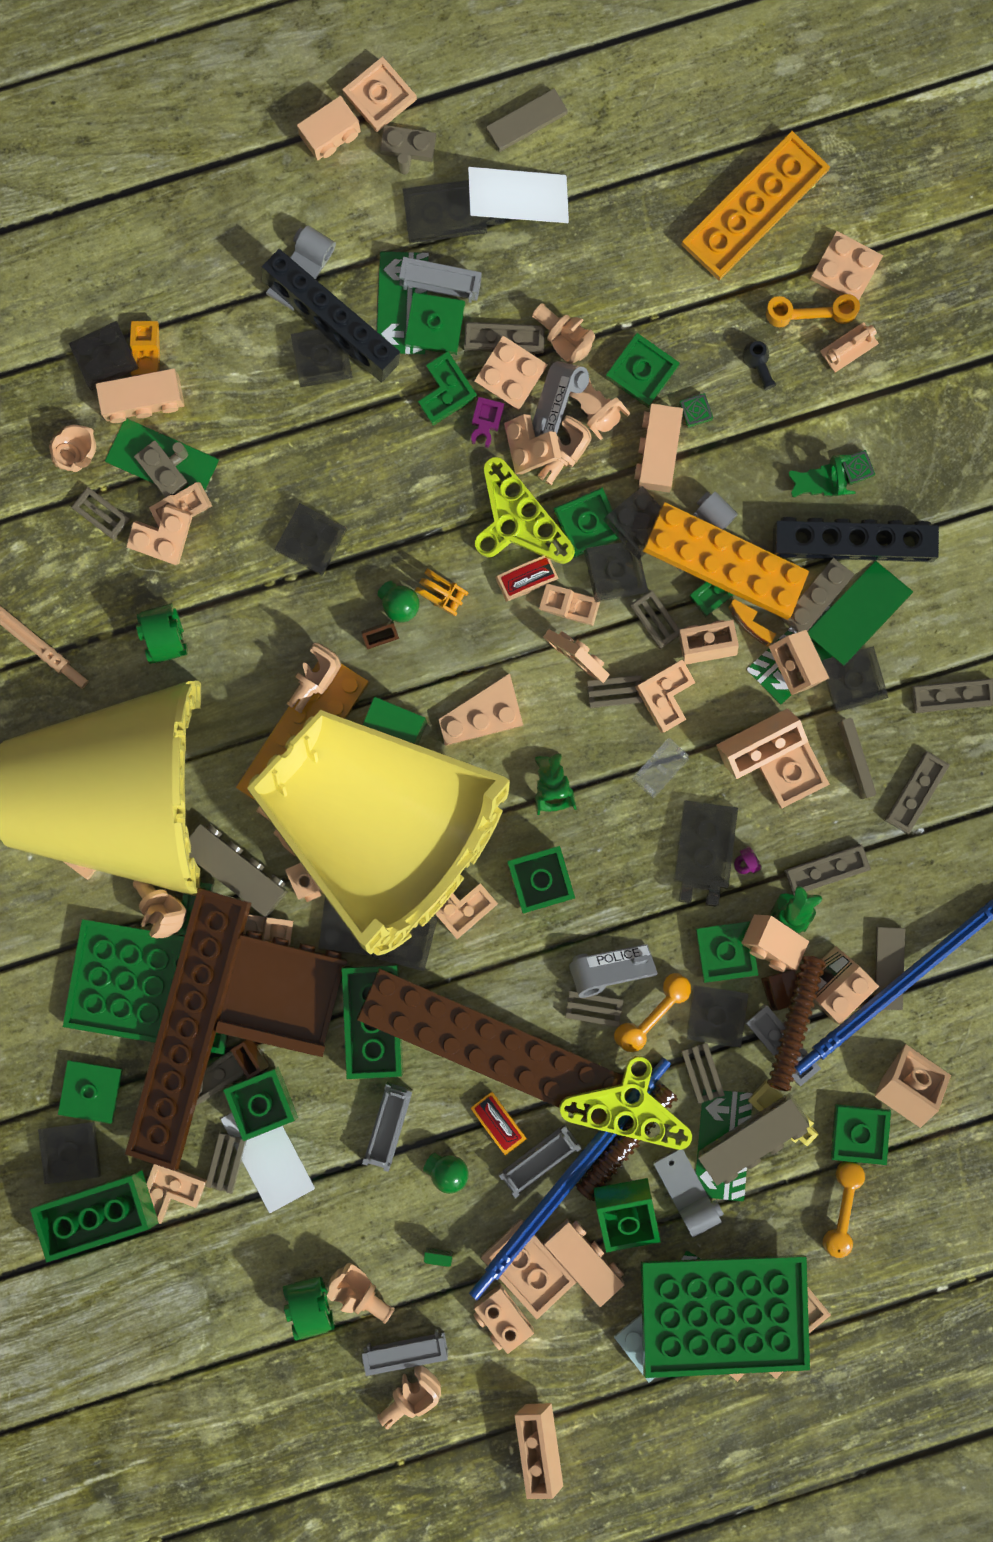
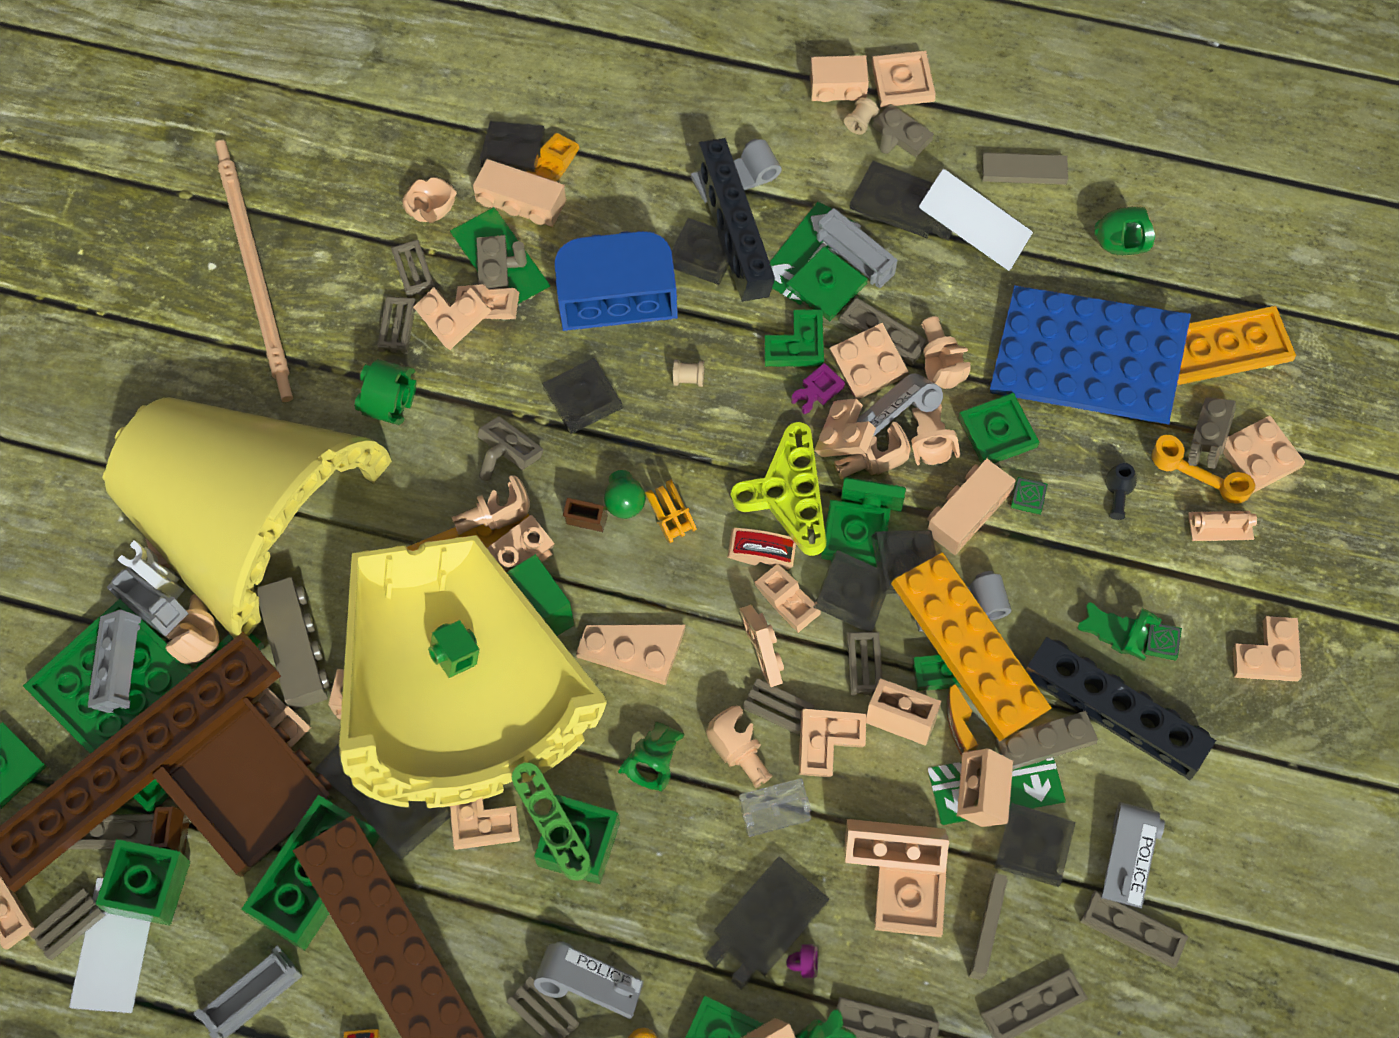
camera: 30 degrees right, 20 degrees down
(101, 887) = (151, 571): none -> white plate
(107, 909) = (147, 601): none -> light grey container
(119, 969) = (113, 661): none -> light grey container
(133, 588) = (394, 345): none -> dark tan tile
(274, 427) = (615, 280): none -> blue brick
(283, 615) = (507, 442): none -> dark tan plate
(354, 694) = (522, 543): none -> light nougat brick
(361, 802) = (454, 648): none -> green brick
(367, 151) = (861, 115): none -> tan bush
(379, 469) = (688, 373): none -> tan bush
(517, 886) = (553, 819): none -> bright green beam
(585, 488) = (873, 494): none -> green plate
(606, 744) = (737, 747): none -> light nougat piece
(637, 135) = (1121, 231): none -> green piece
(676, 262) = (1091, 354): none -> blue plate
(801, 271) = (1212, 430): none -> dark tan hinge
(859, 612) = (1081, 781): green sticker -> none
(924, 644) = (1131, 853): none -> light grey door
(944, 430) = (1276, 658): none -> light nougat plate

